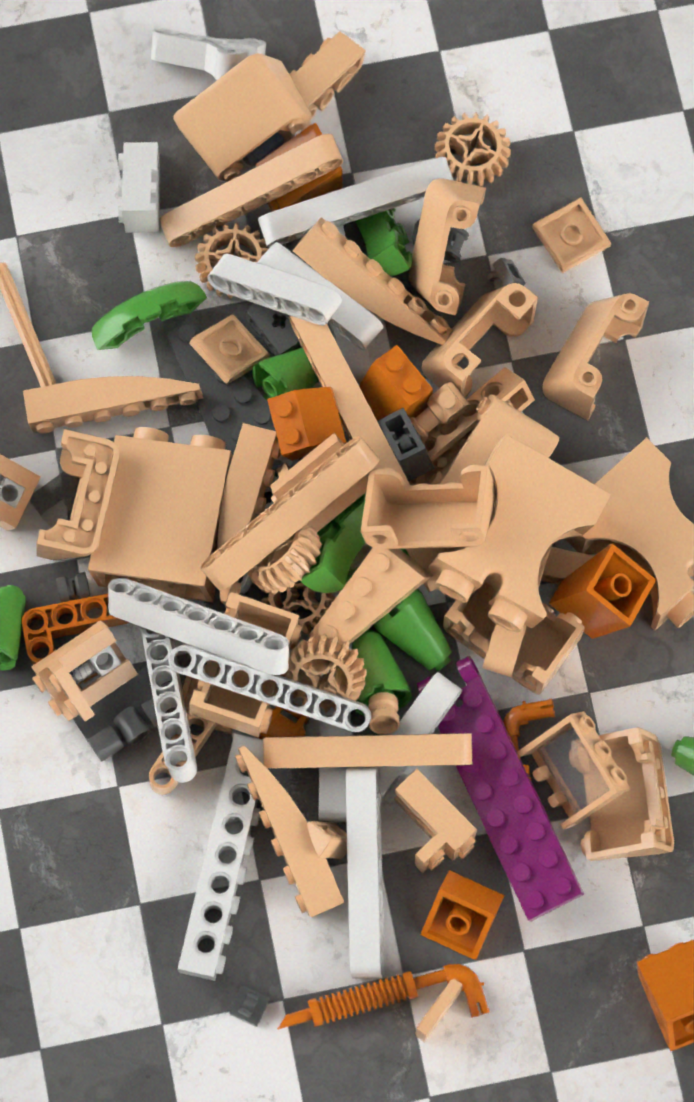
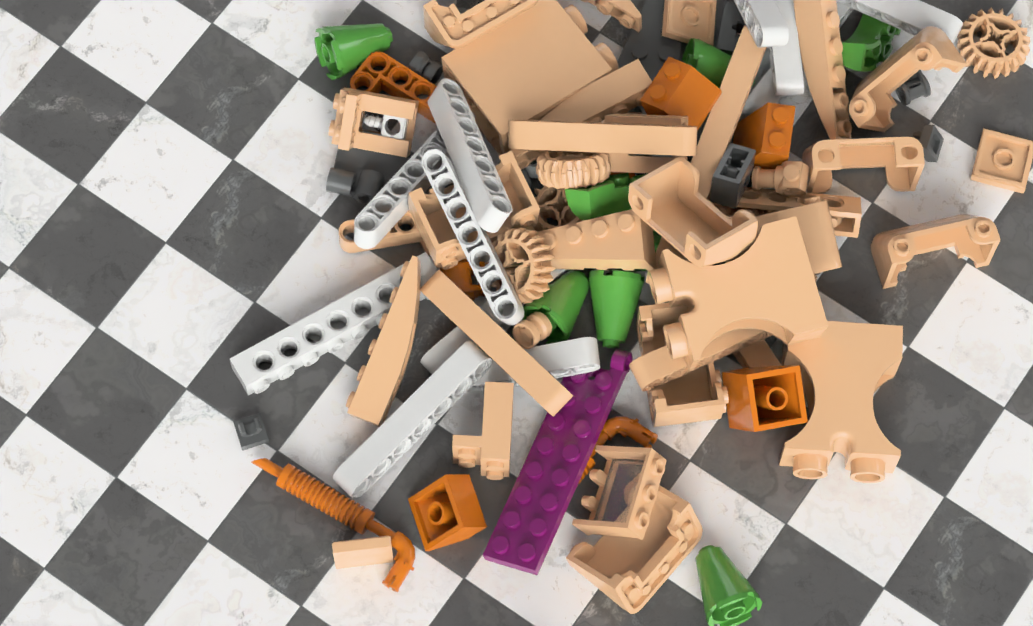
camera: 45 degrees right, 5 degrees down
(328, 839) = (409, 372): light nougat slope -> none

